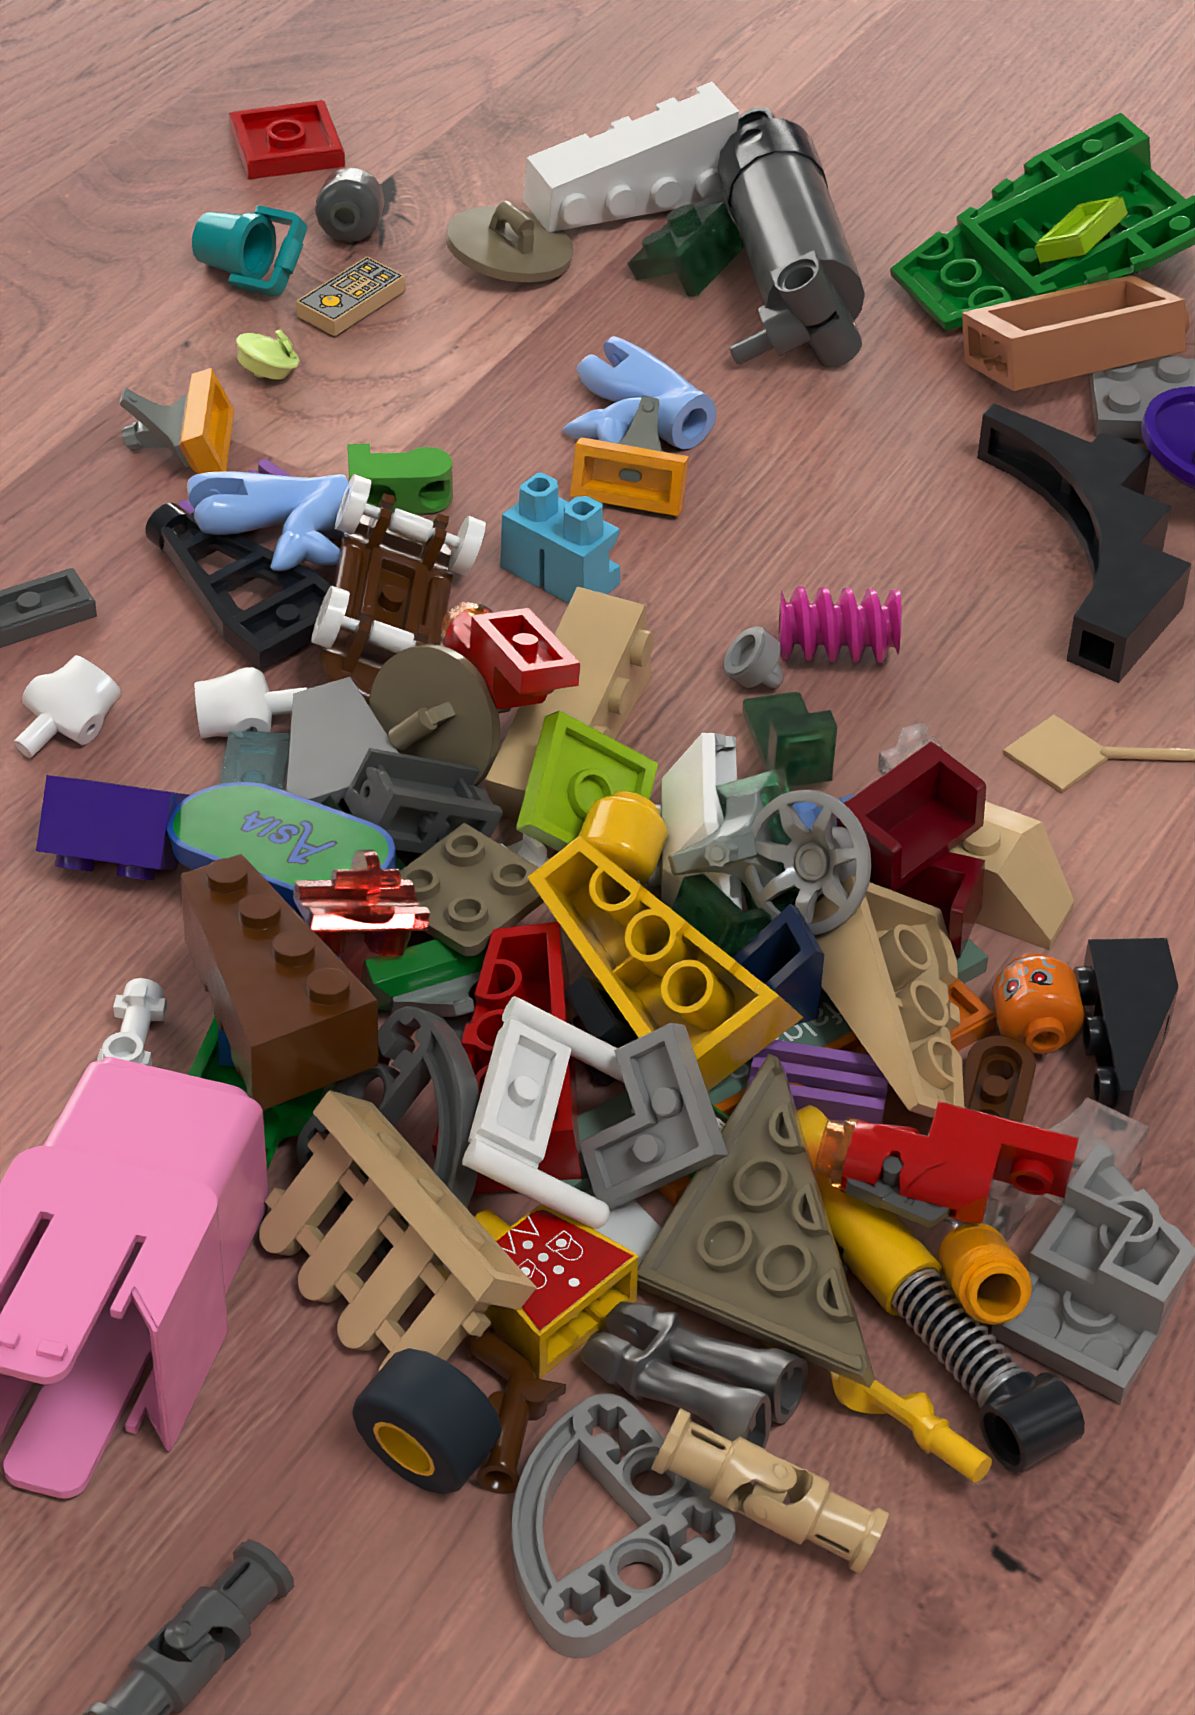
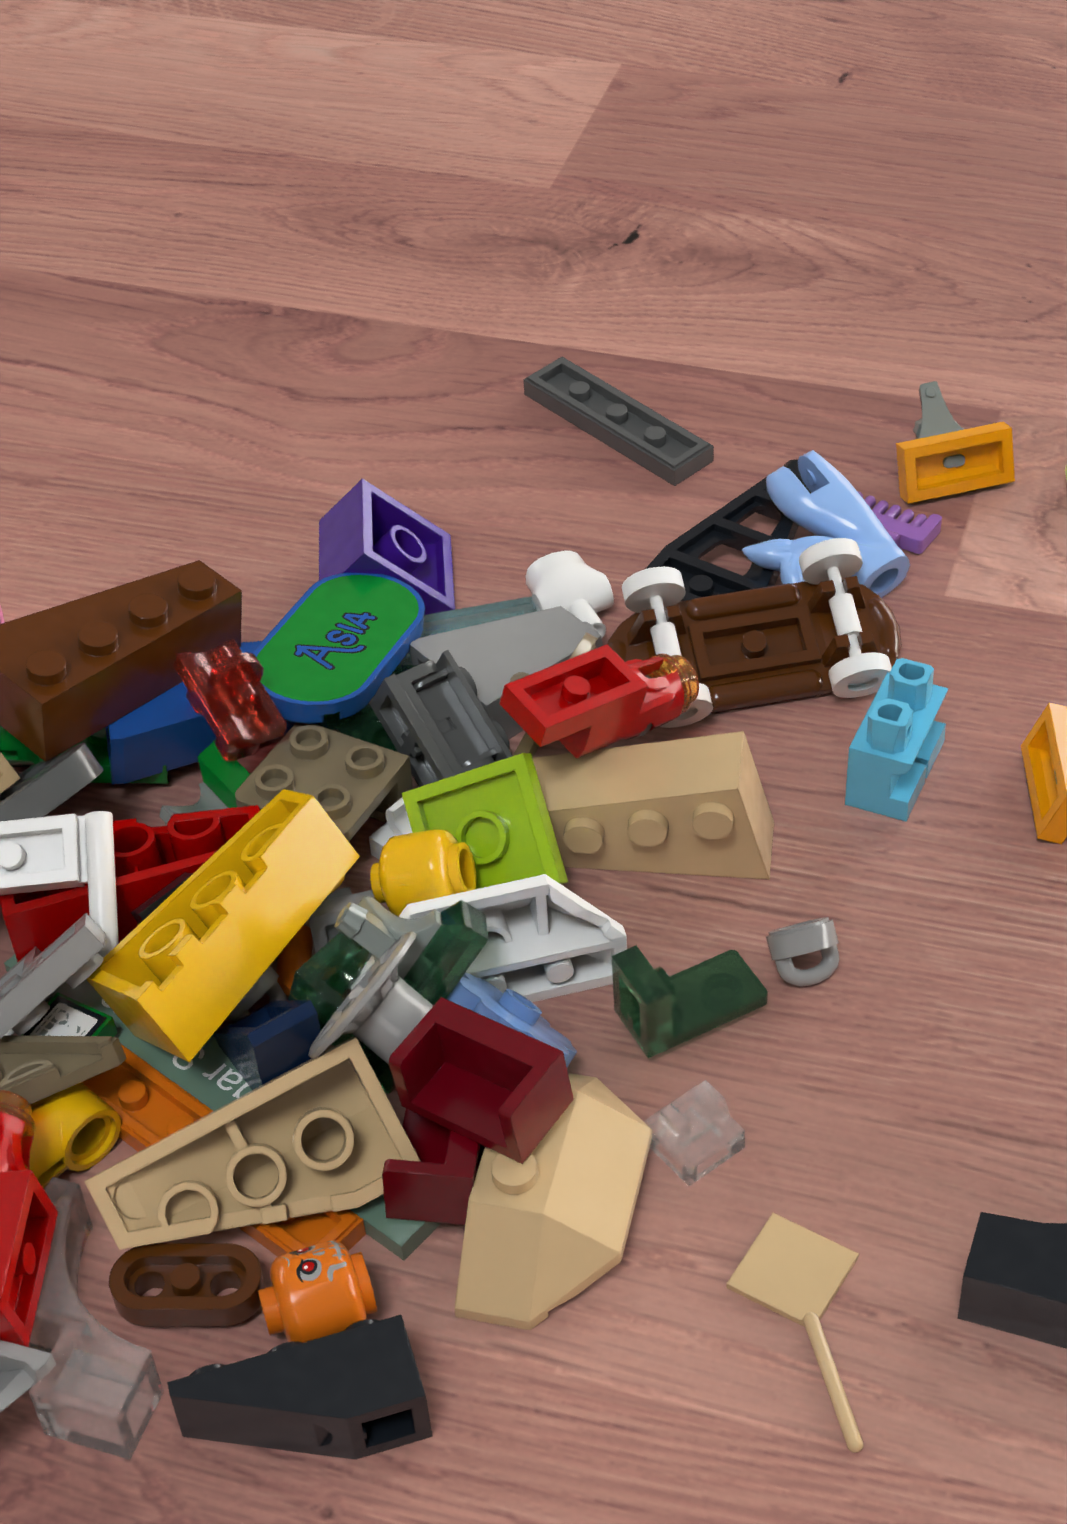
camera: 80 degrees right, 0 degrees up
(68, 702) = (527, 494): white piece -> none
(416, 478) = (946, 607): bright green leg -> none
(830, 1069) = (160, 1075): medium lavender tile -> none
(840, 624) = (881, 997): dark pink piece -> none

